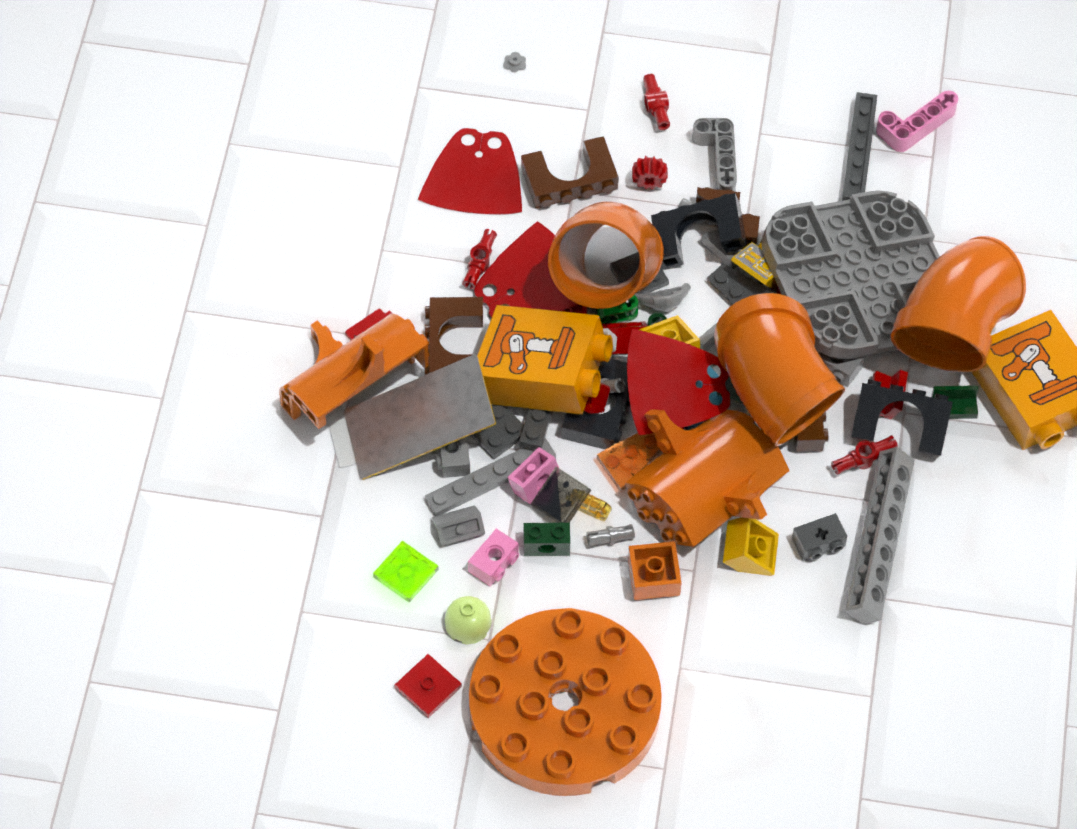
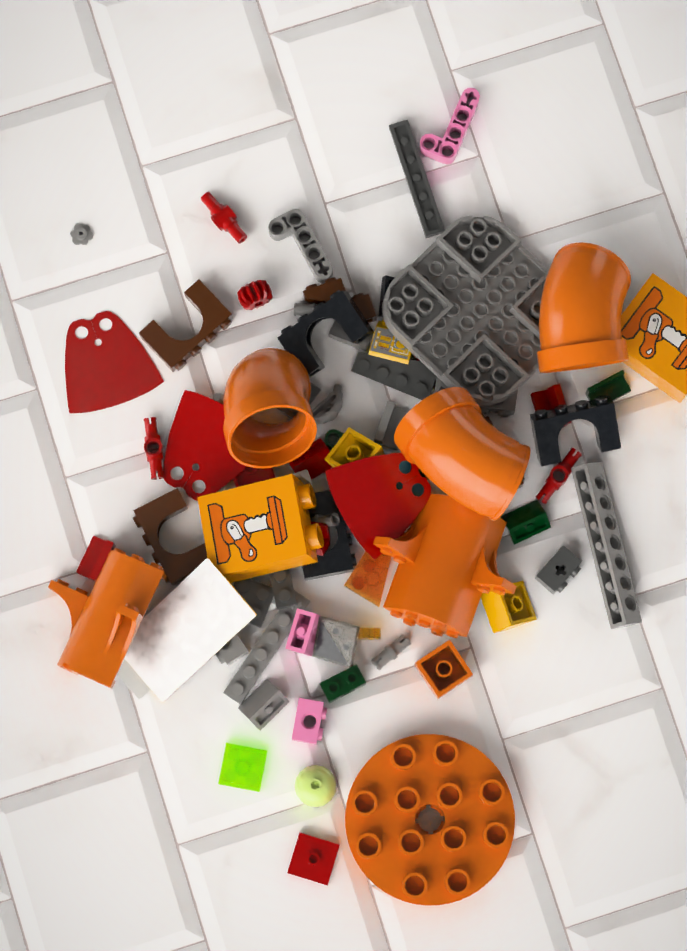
camera: 25 degrees left, 20 degrees up
(810, 483) = (526, 521): none -> dark green panel

